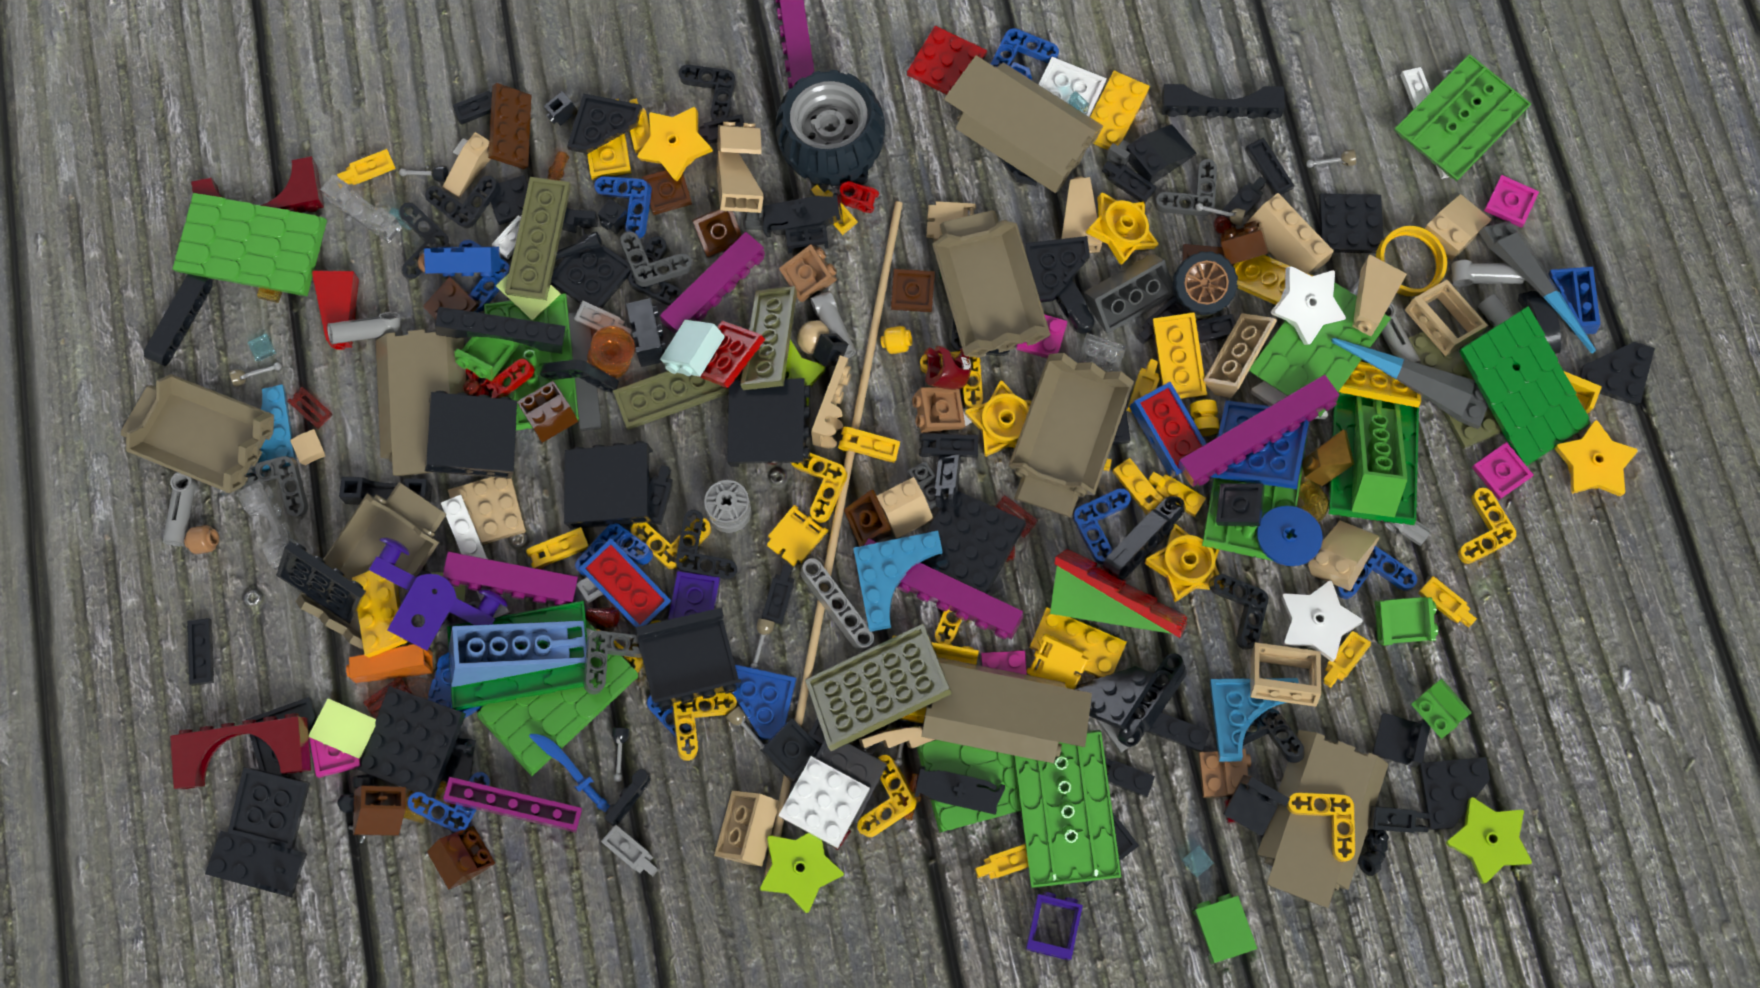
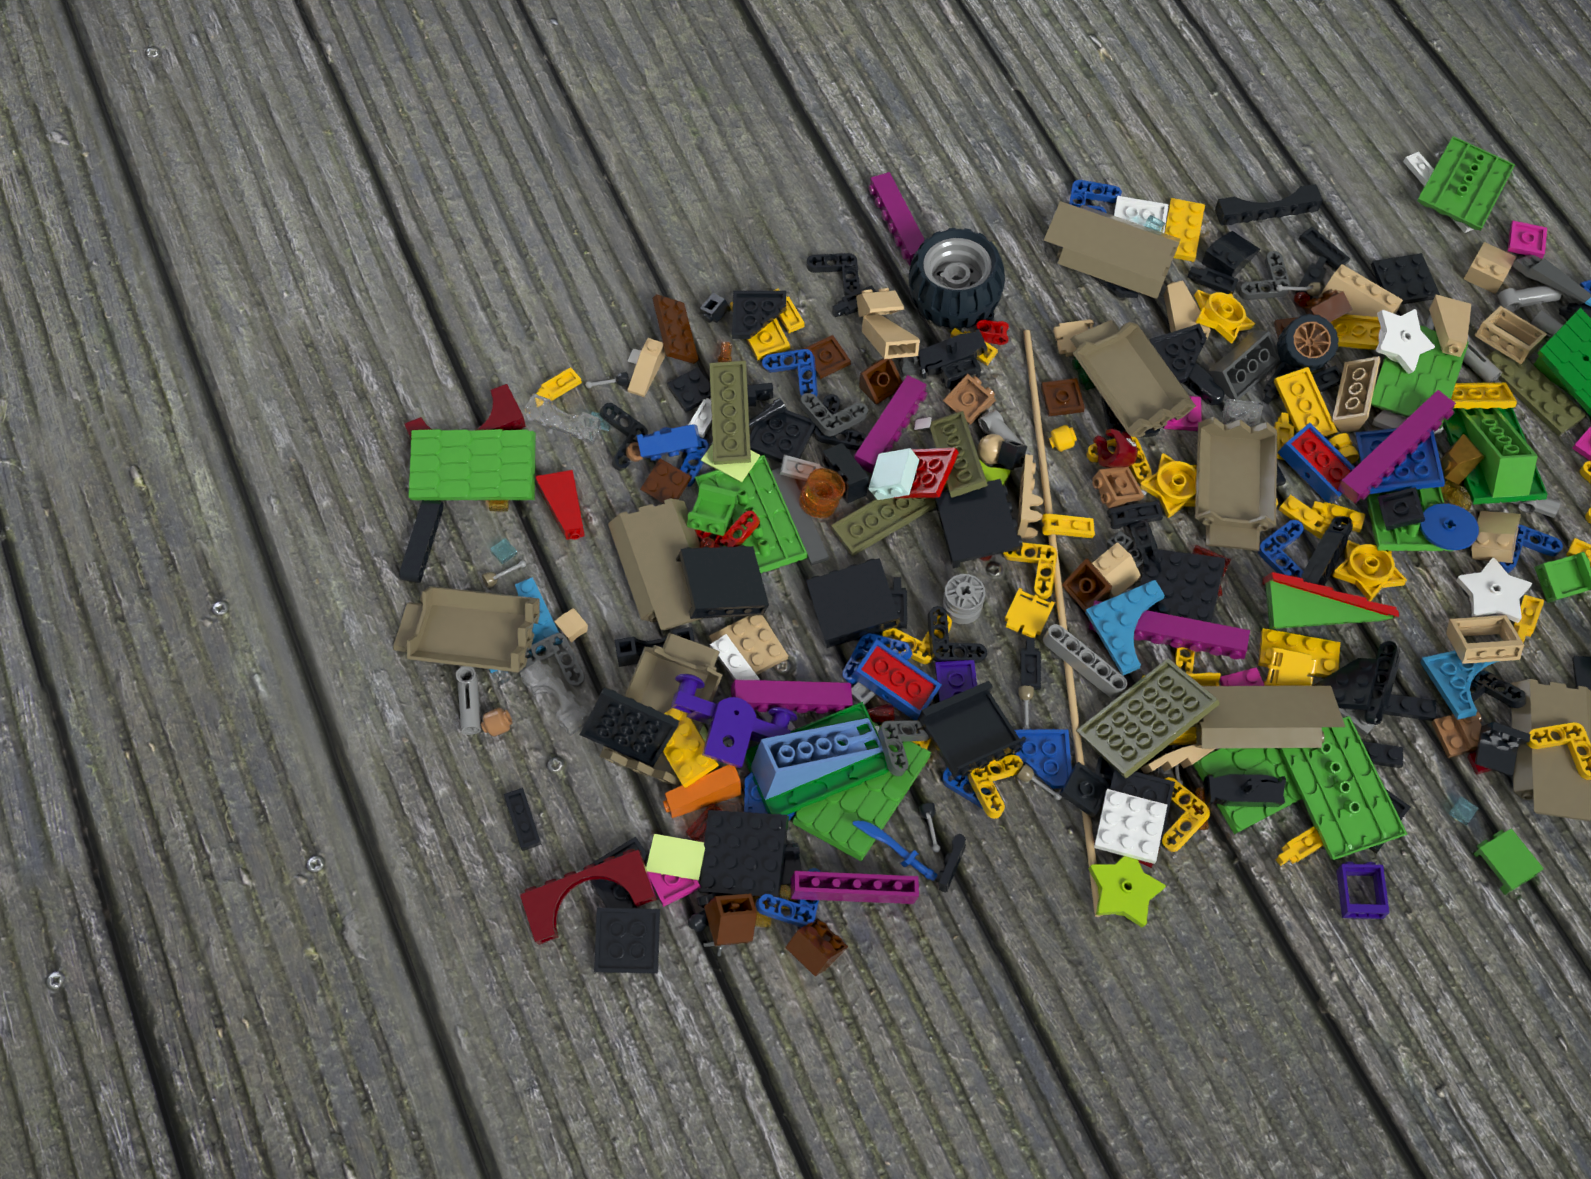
camera: 15 degrees left, 10 degrees down
(256, 864) = (627, 995): black hinge -> none
(298, 397) = (549, 585): clear red tile -> none
(364, 328) = (596, 514): light grey piece -> none
(467, 208) = (654, 403): black beam -> none
(473, 107) = (638, 320): black hinge -> none
(535, 334) = (689, 490): black arch -> none
(547, 411) = (781, 551): reddish brown slope -> none
(558, 548) = (823, 664): yellow plate -> none
(580, 369) = (800, 508): black beam -> none
(612, 216) = (787, 385): black brick -> none
(629, 850) = (967, 908): light grey hinge -> none
(674, 142) = (823, 315): yellow plate -> none
(746, 828) = (1066, 865): tan slope -> none
(749, 290) = (923, 423): none -> white sticker
(943, 59) = (1028, 215): red plate -> none
(1118, 154) = (1198, 259): dark grey tile -> none
(1250, 607) = (1434, 587): black beam -> none
(1347, 158) = (1385, 230): hinge -> none
(1432, 242) = (1479, 283): yellow piece -> none
(1448, 391) = (1536, 390): dark grey plate -> none

